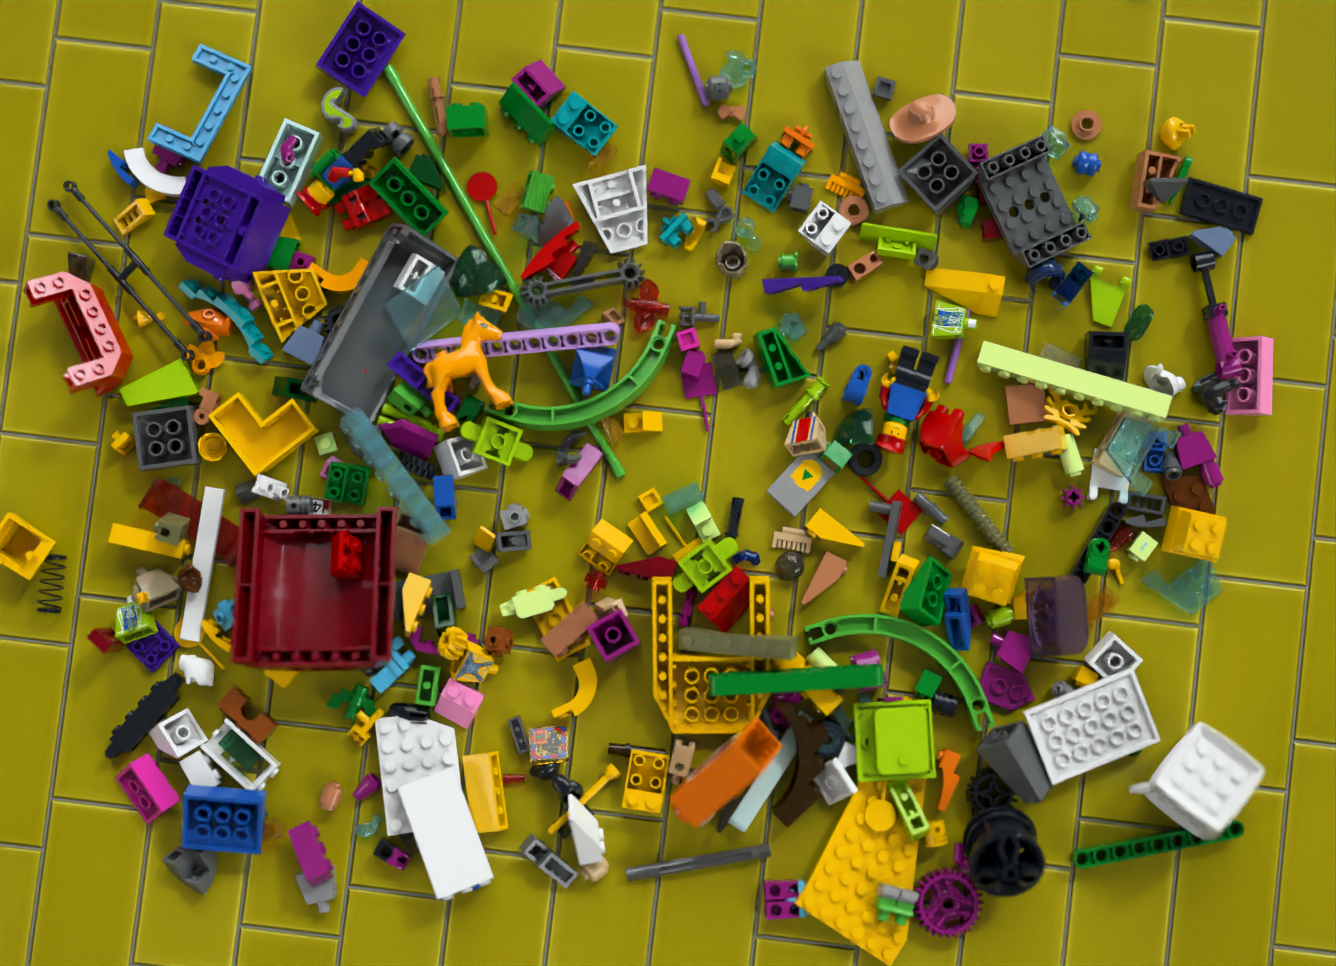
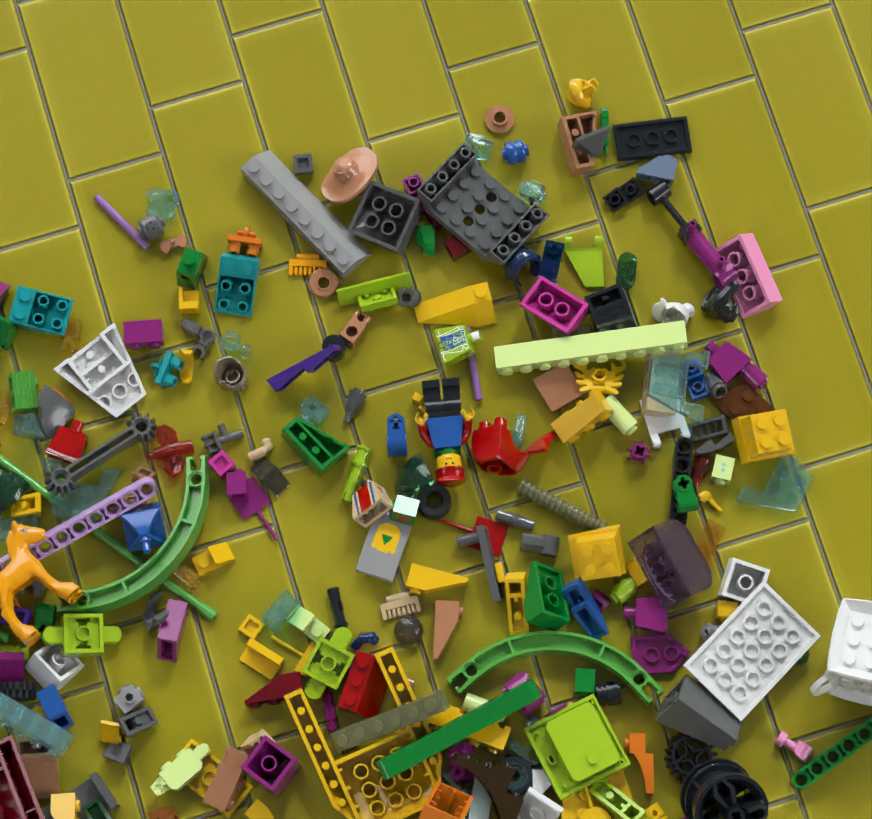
camera: 30 degrees left, 10 degrees down
(544, 258) = (56, 446): red slope -> none
(586, 254) = (94, 426): clear smoke slope -> none
(596, 580) = (232, 724): clear red gear -> none
(605, 547) = (227, 689): yellow slope -> none
(753, 375) = (297, 471): light grey arm -> none
(788, 262) = (283, 354): bright green brick -> none
(800, 198) = (269, 292): dark grey brick -> none
(824, 228) = (303, 310): white slope -> none
(1058, 327) = (555, 305): none -> dark pink slope
(1093, 831) = (800, 749): none -> bright pink leg

